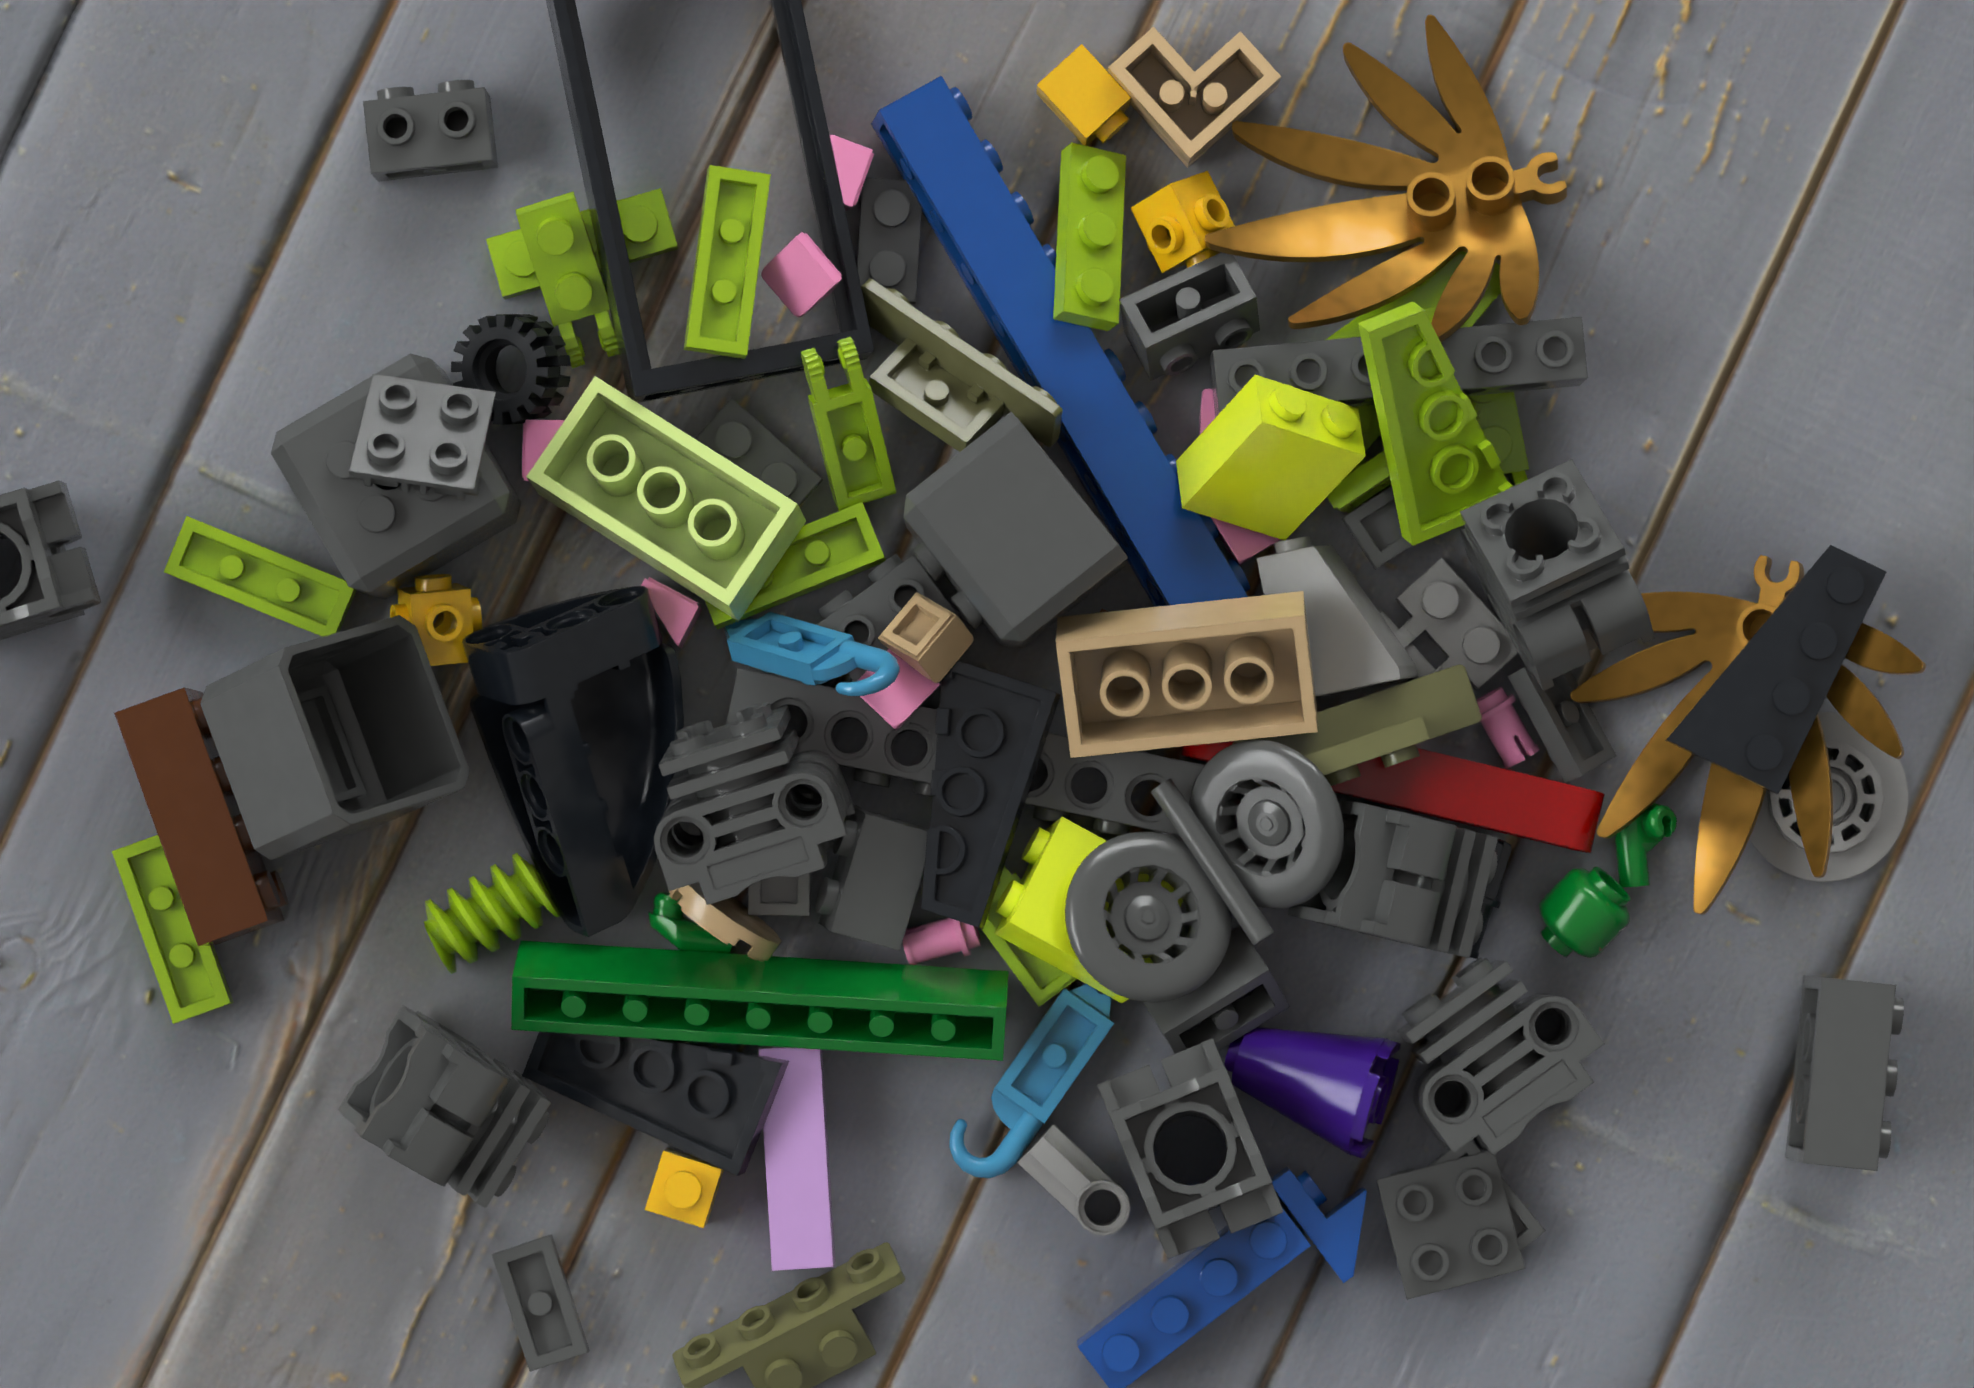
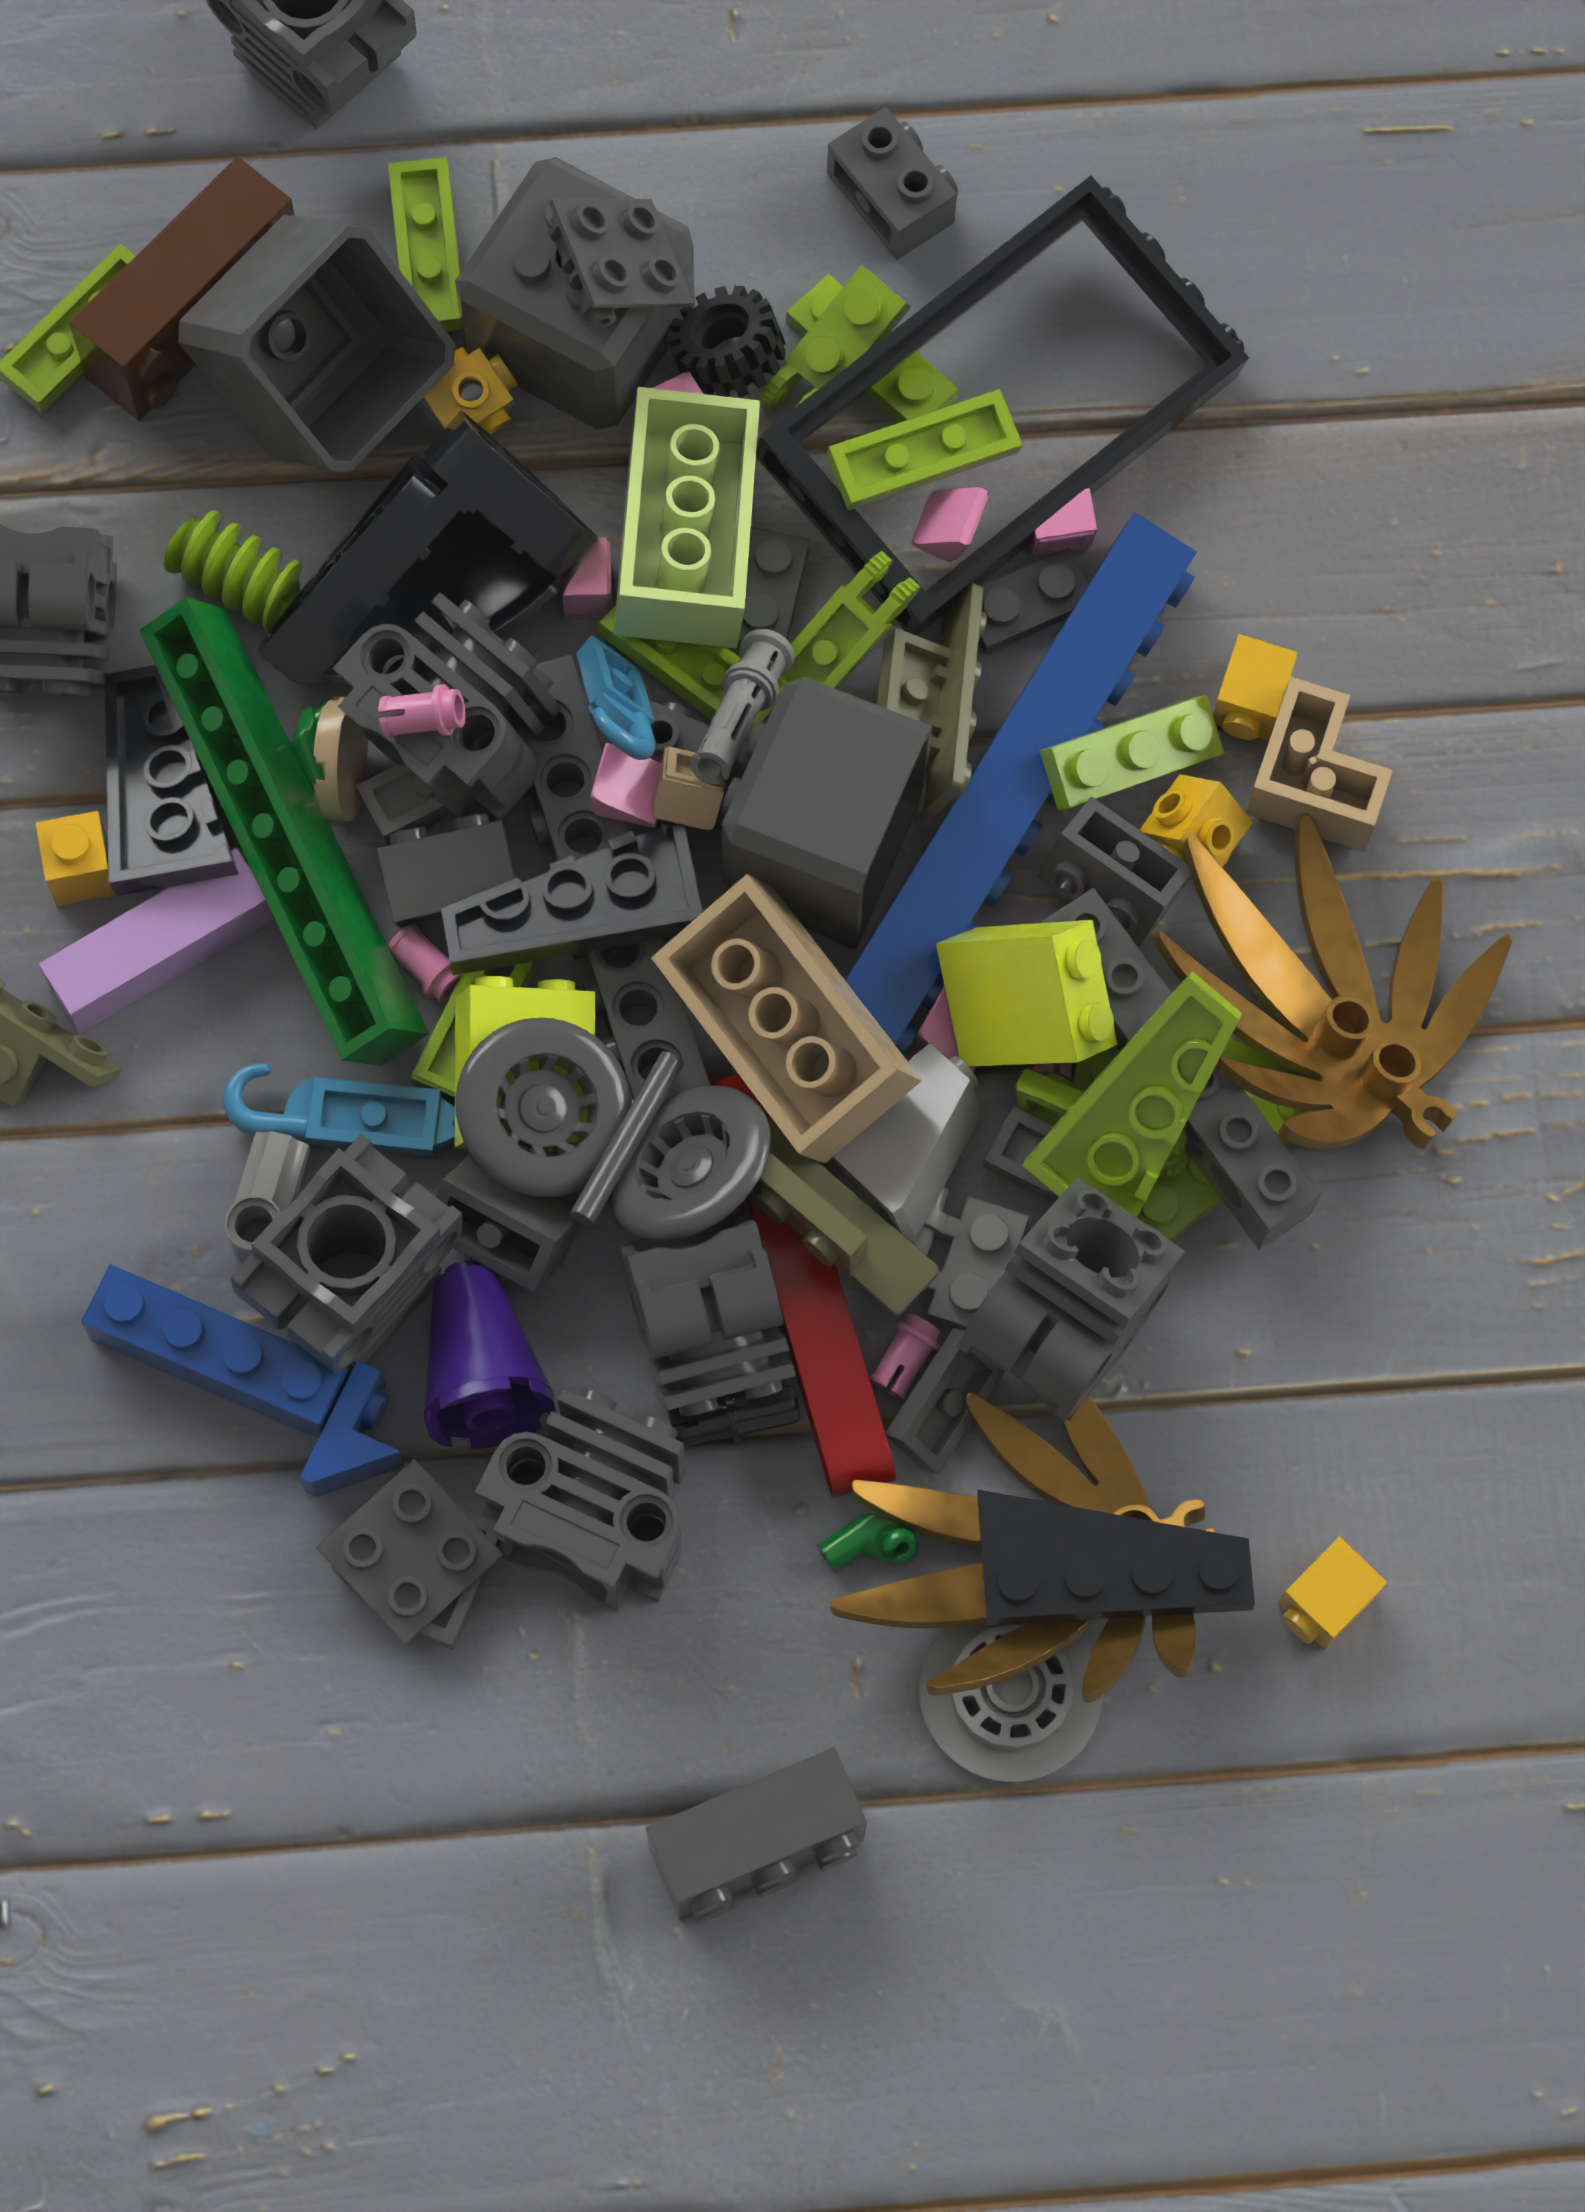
camera: 55 degrees right, 15 degrees down
(767, 839) = (423, 712): none -> bright pink pin
(863, 537) = (748, 689): none -> light grey pin
(1584, 912) = (774, 1519): green head -> none
(1894, 497) = (1330, 1594): none -> yellow brick

